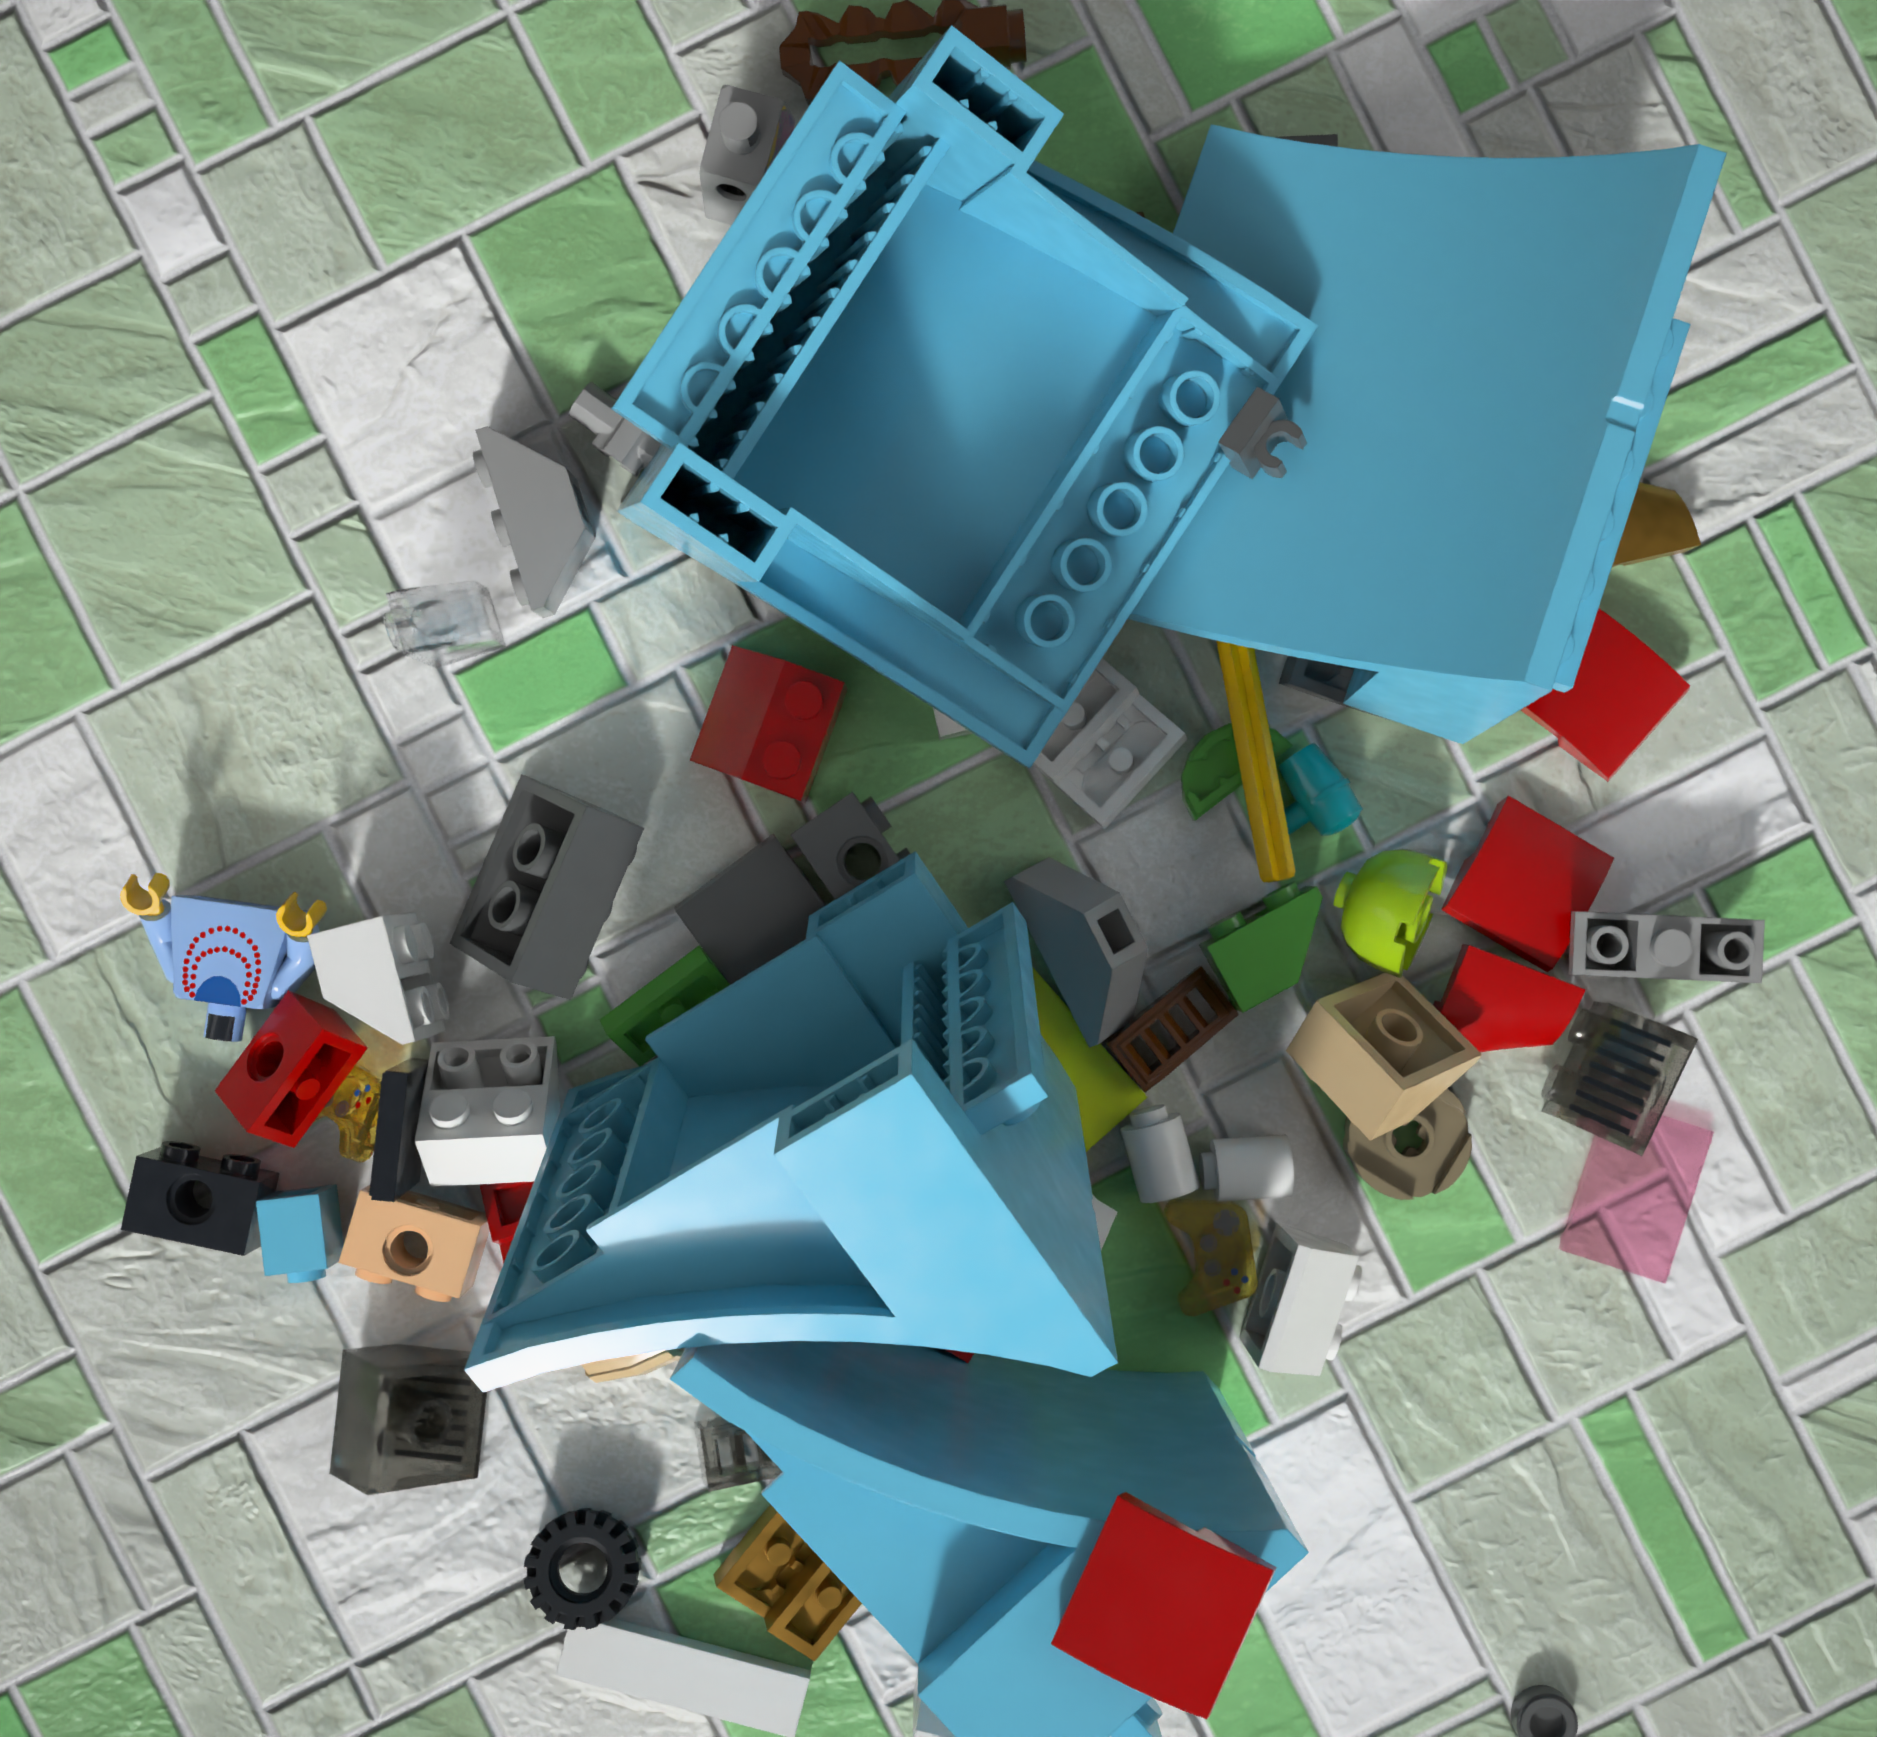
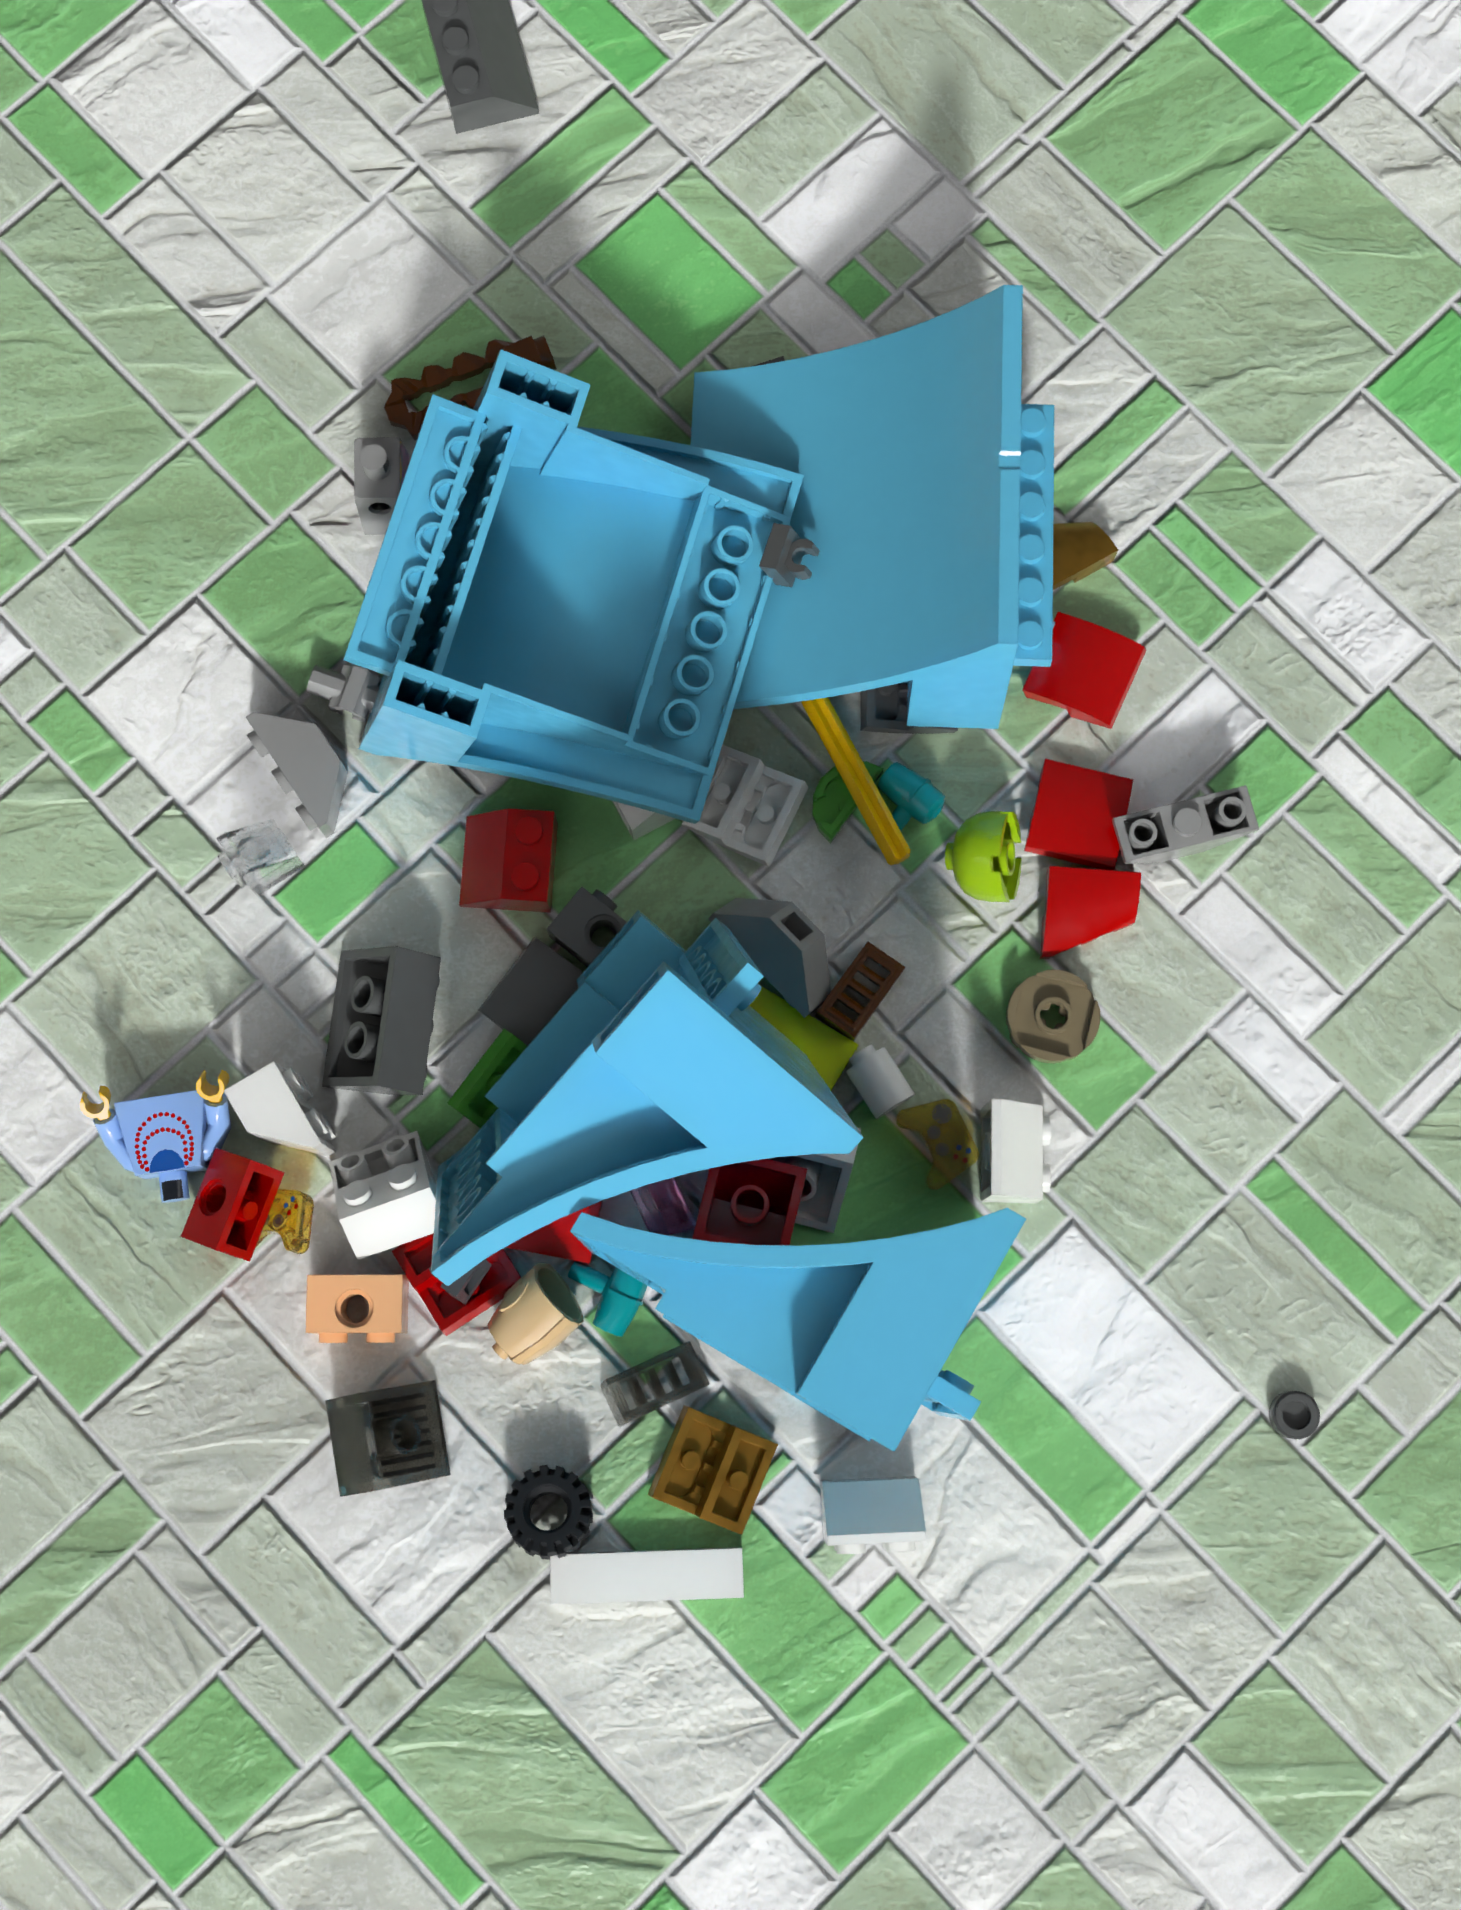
camera: 20 degrees left, 10 degrees down
(164, 1204) = (161, 1328): black brick -> none
(300, 1232) = (270, 1325): medium azure brick -> none
(395, 1156) = (324, 1219): black tile -> none
(1163, 1606) = (939, 1275): red slope -> none
(1248, 1168) = (945, 1071): white brick -> none
(1266, 950) = (908, 914): bright green slope -> none
(1380, 1052) = (1010, 957): tan slope -> none
(1617, 1075) = (1180, 925): clear smoke slope -> none
(1636, 1205) = (1229, 1008): clear pink piece -> none

